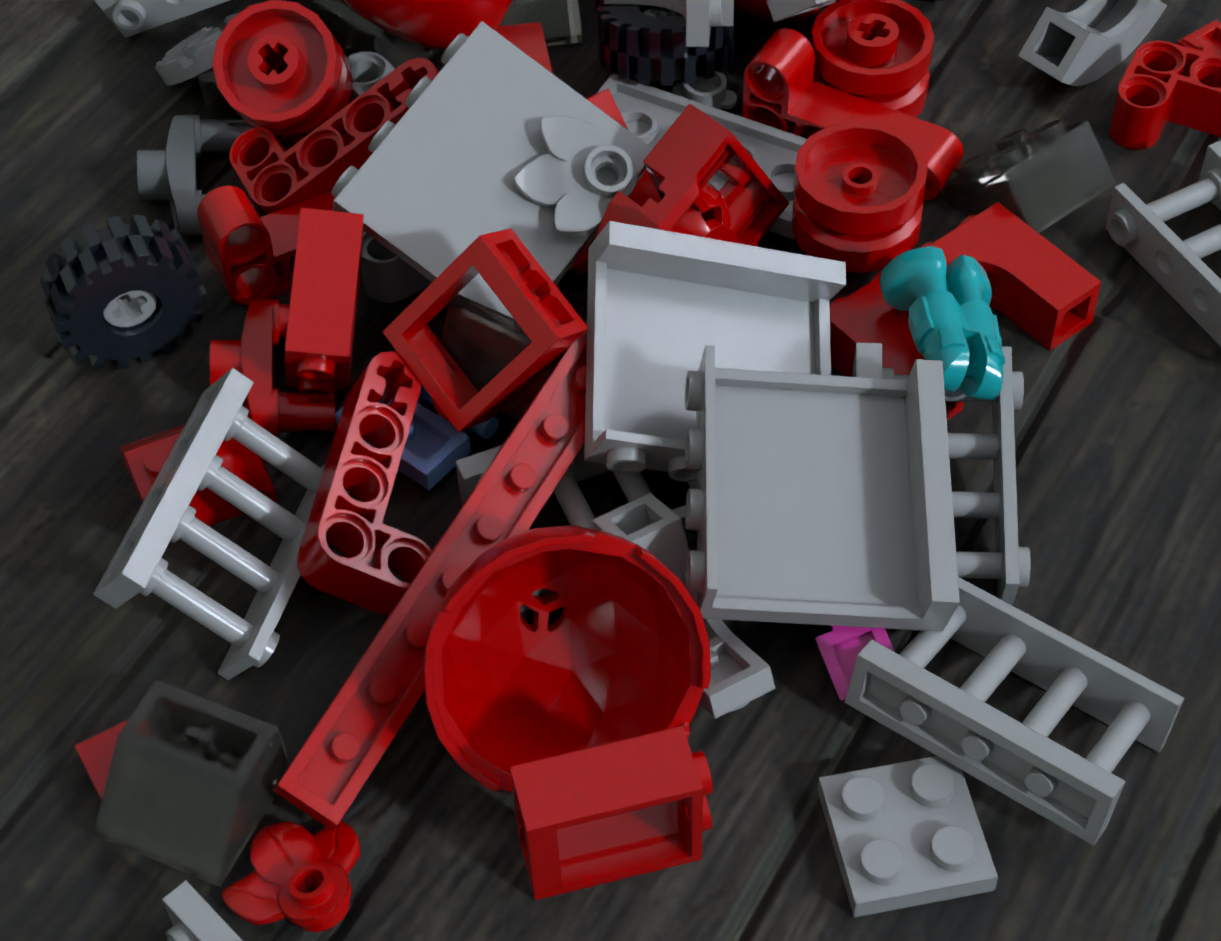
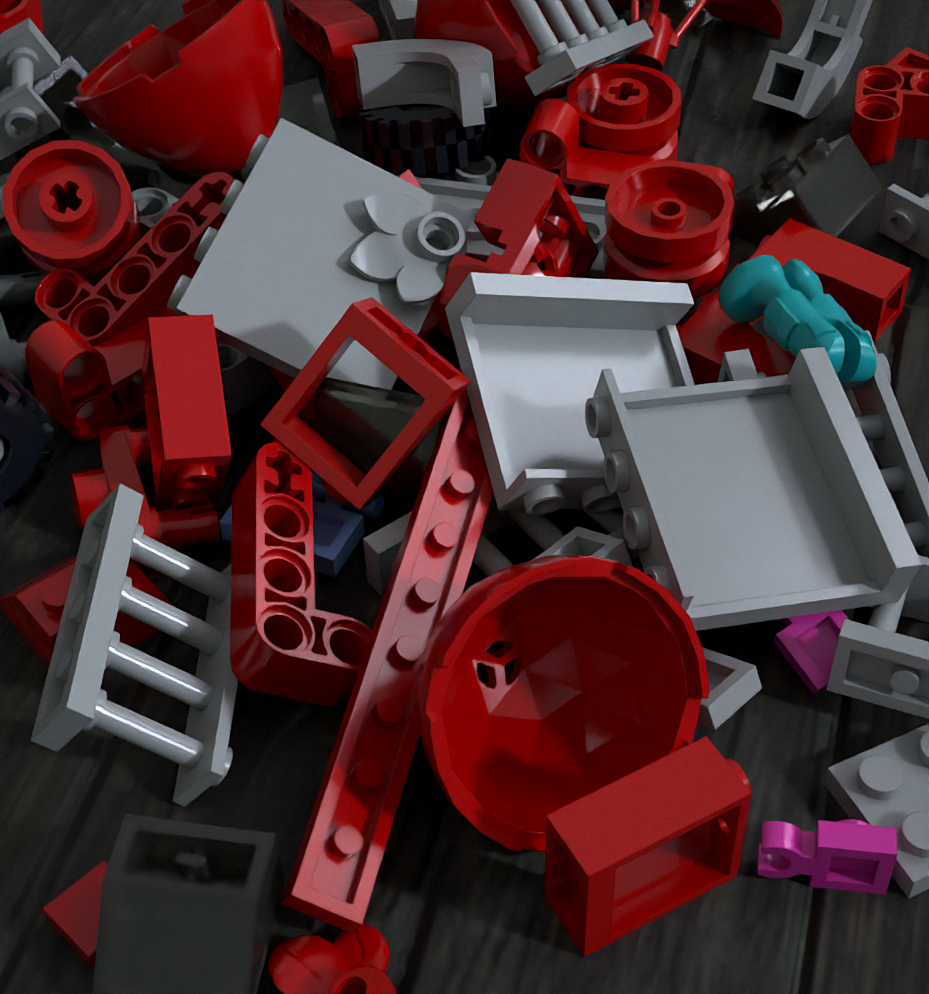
camera: 15 degrees left, 5 degrees down
(791, 861) = (836, 856): none -> dark pink plate

